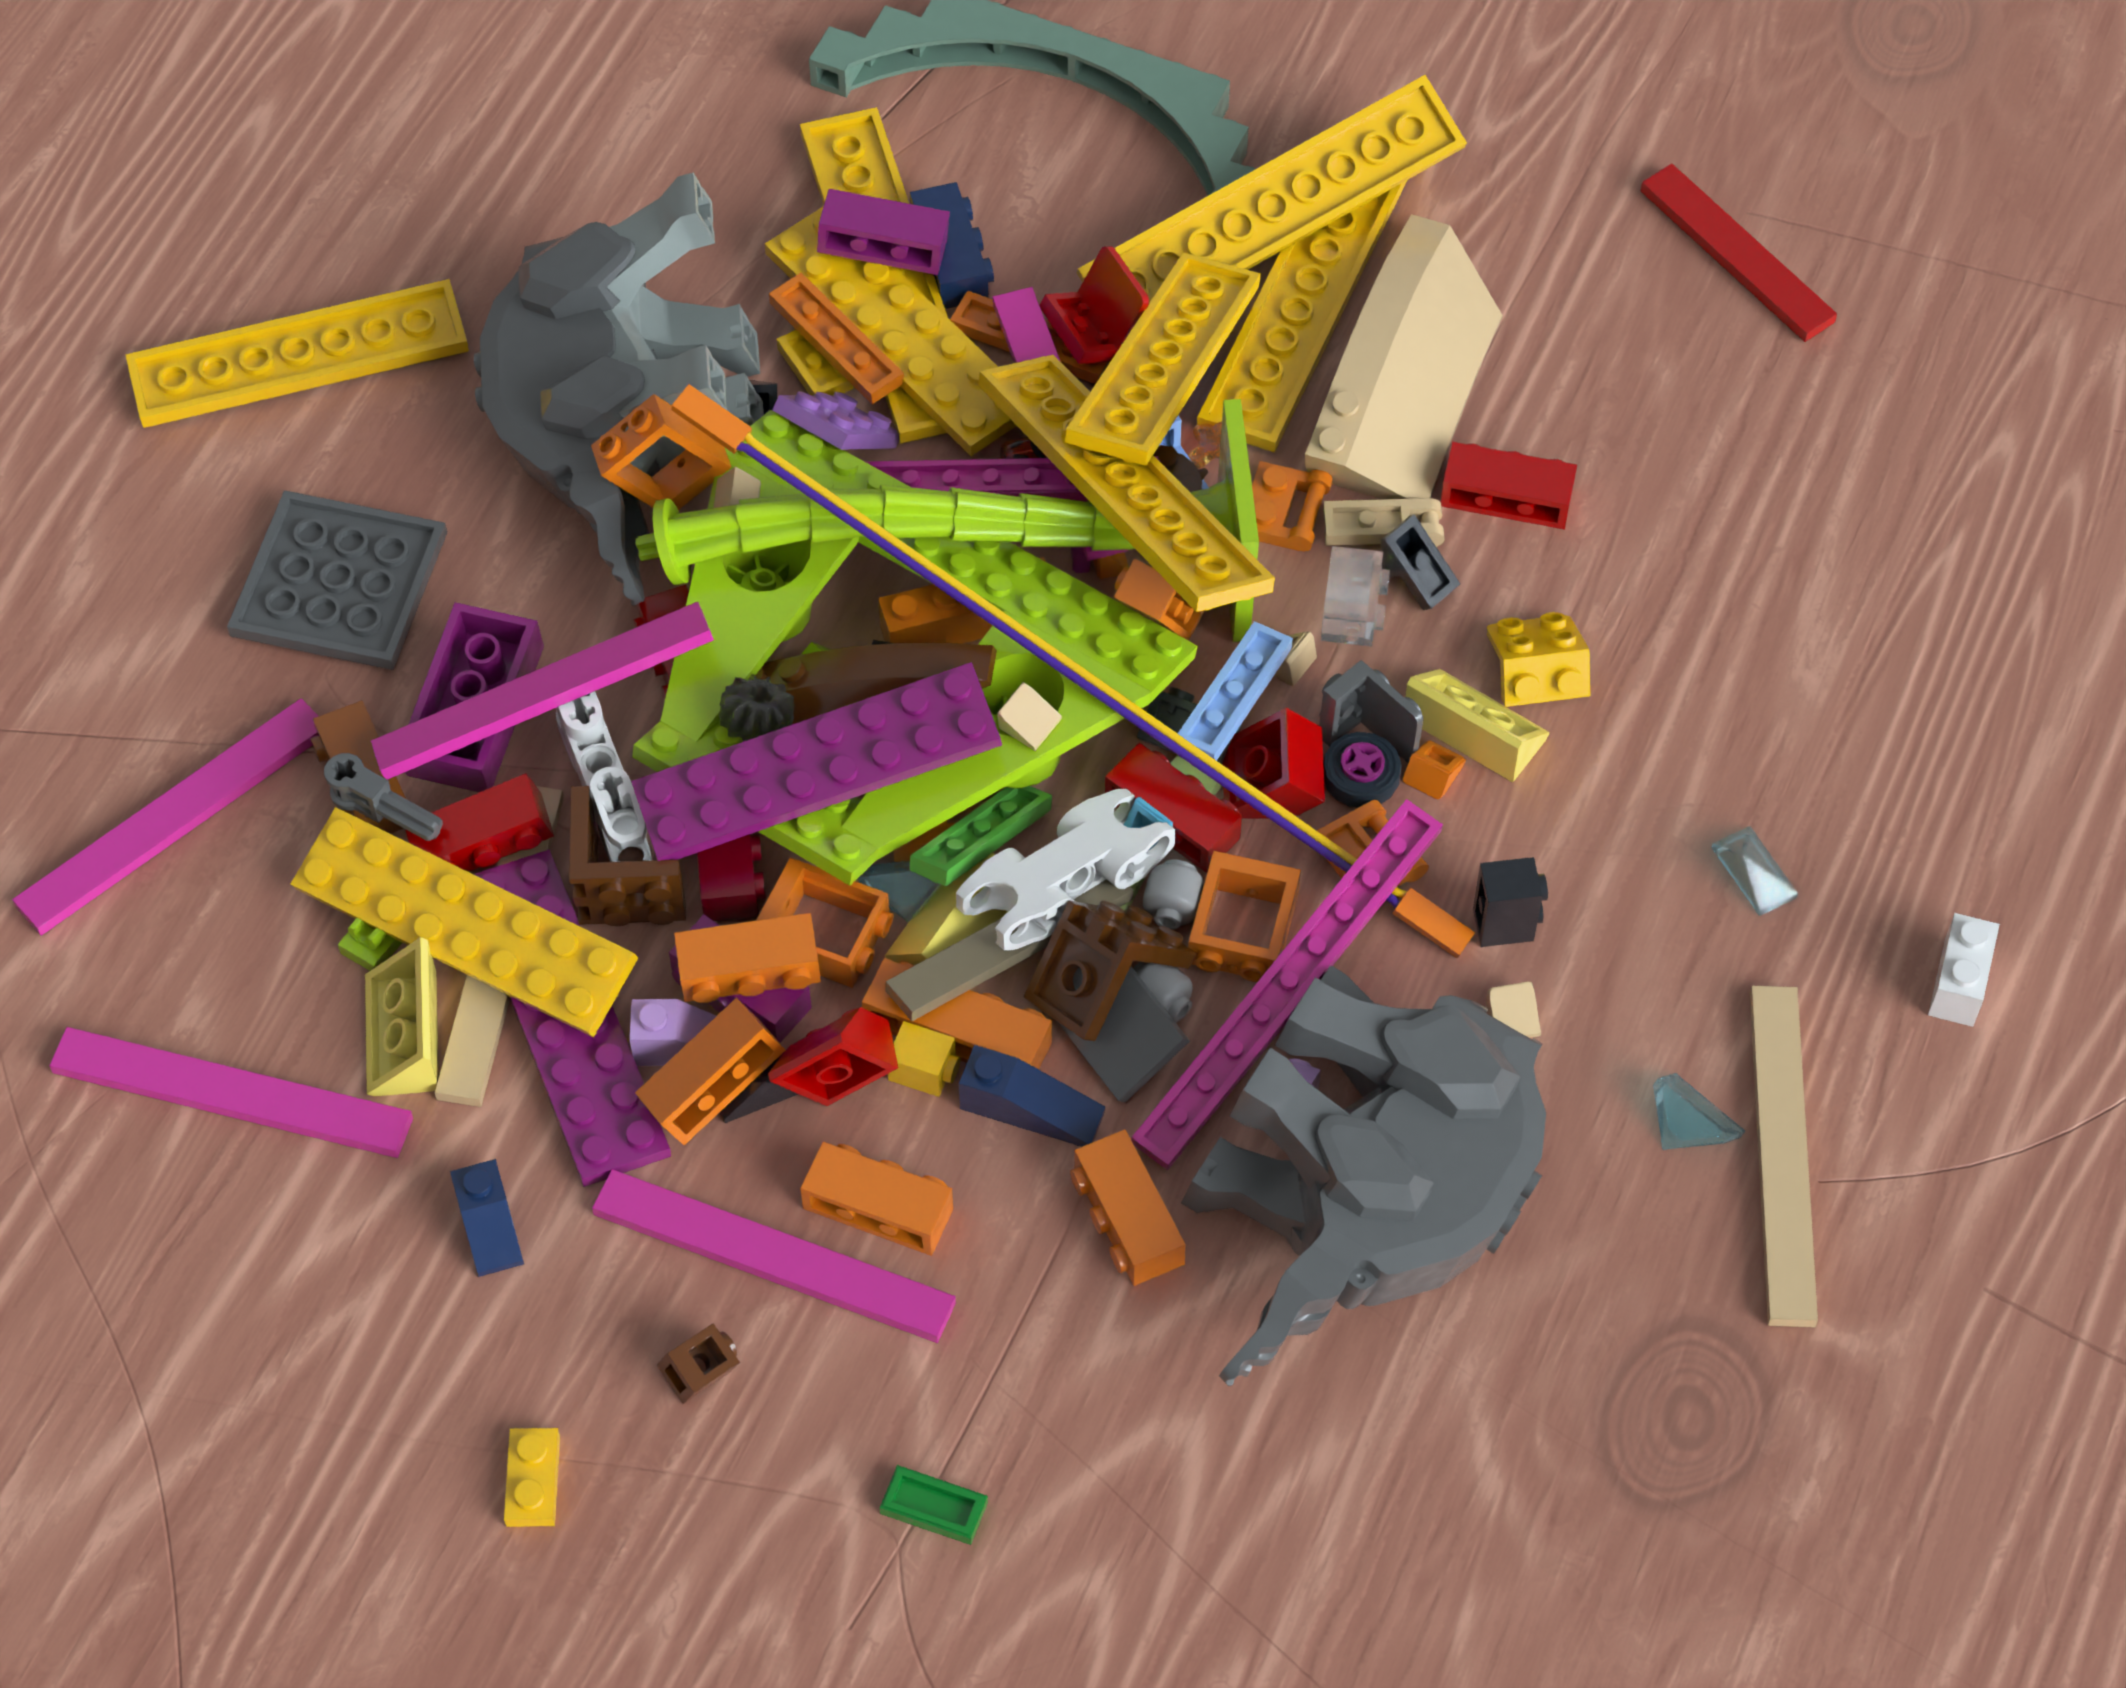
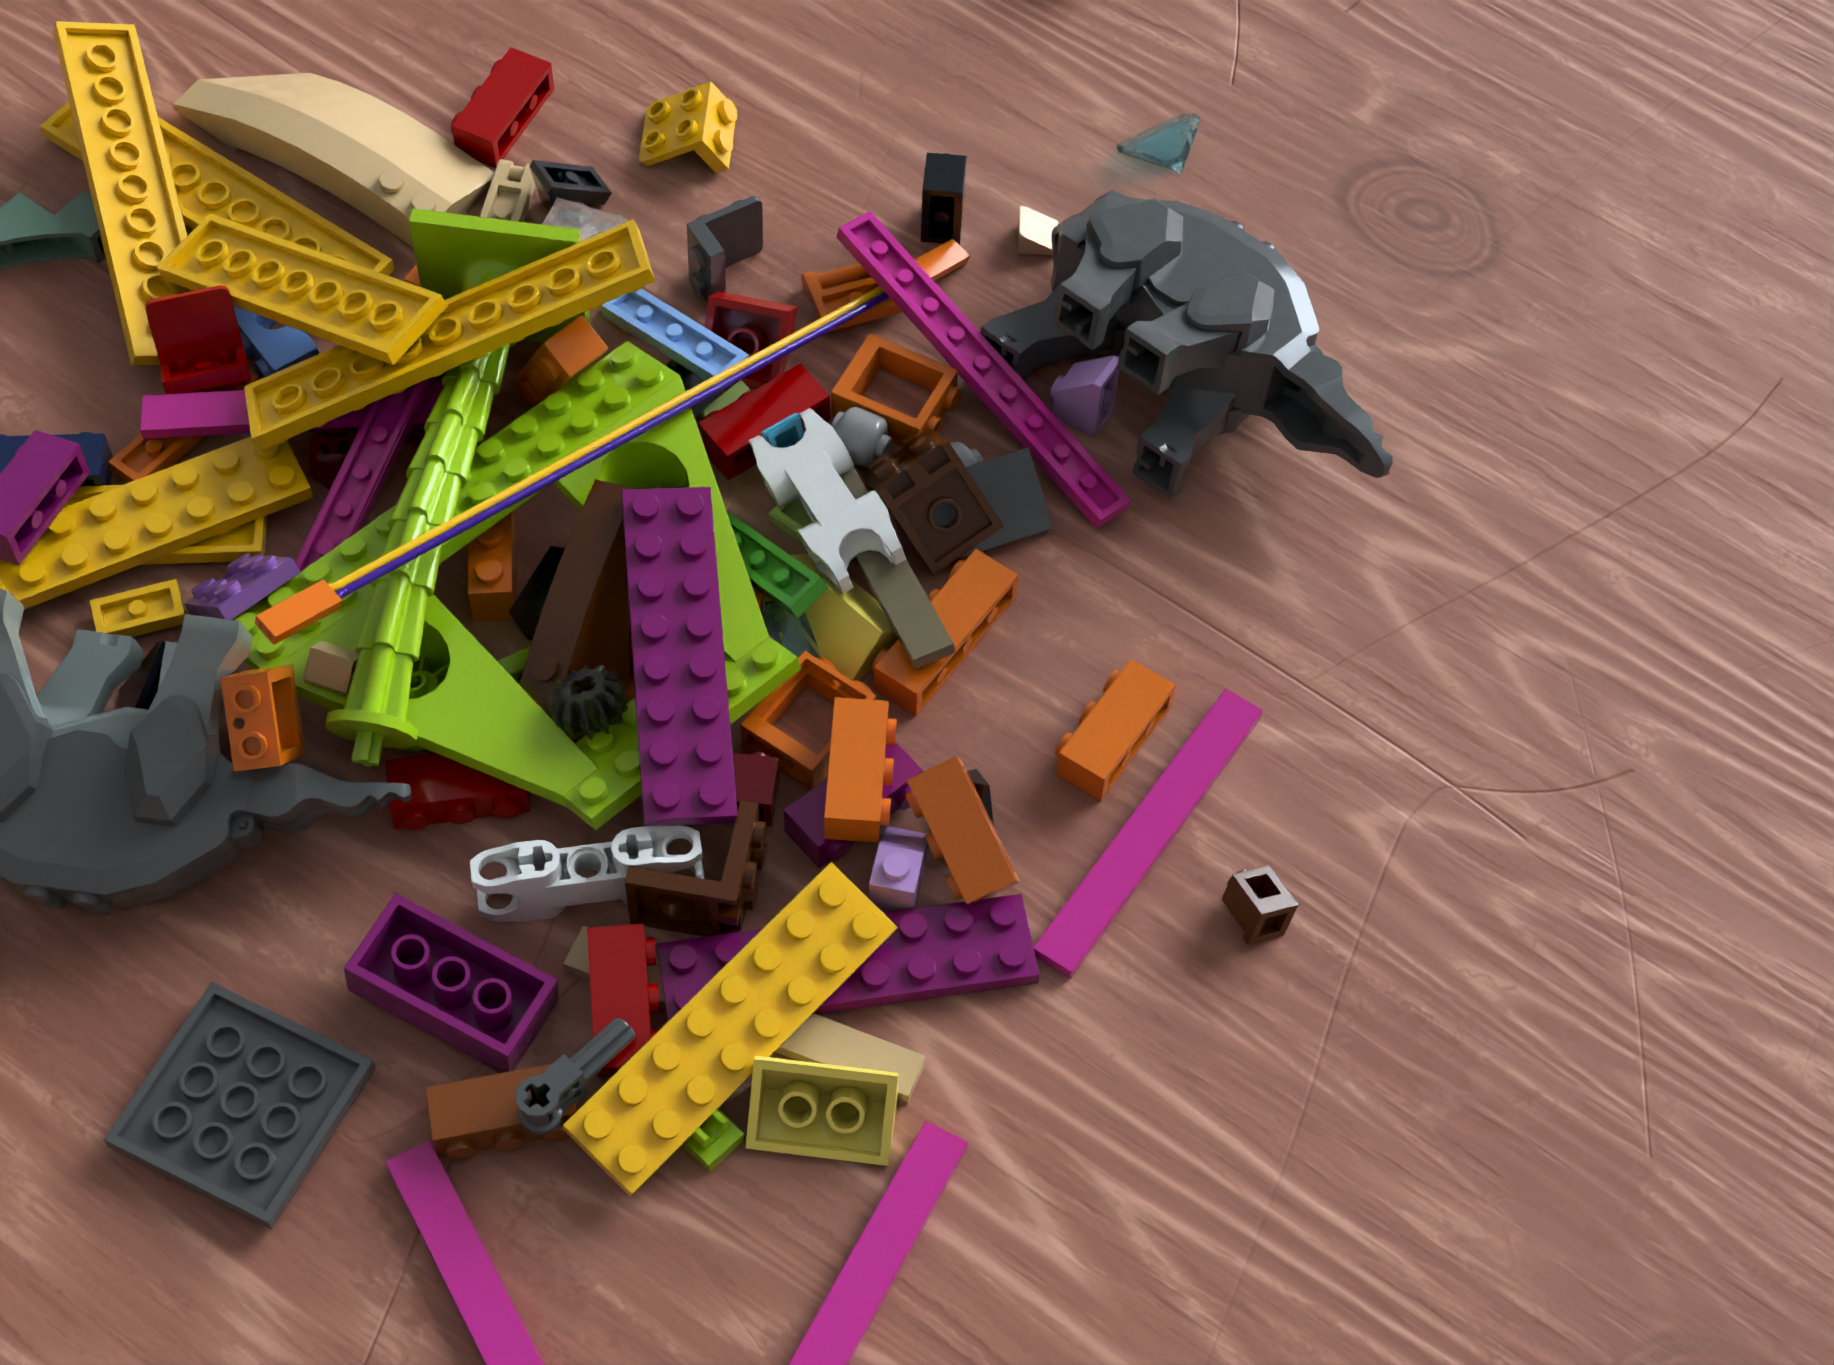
camera: 80 degrees left, 0 degrees up
(487, 1217) = (1063, 1065): dark blue slope -> none
(532, 1477) = (1342, 1072): yellow plate -> none
(541, 690) = (501, 893): dark pink tile -> none
(836, 338) = (128, 575): orange plate -> none
(838, 1058) = (971, 720): red slope -> none
(924, 1059) = (978, 666): yellow brick -> none
(933, 1504) = (1421, 748): green tile -> none
(1027, 1098) = (1035, 597): dark blue slope -> none
(1028, 717) = (678, 470): tan slope -> none
(1127, 1208) = (1166, 538): orange brick -> none
(1366, 754) = (770, 264): black wheel -> none
(1433, 769) = (781, 233): orange slope -> none
(1475, 723) = (766, 173): light yellow slope -> none
(1754, 870) = (938, 49): clear light blue slope -> none
(1783, 1157) = (1207, 95): tan tile -> none

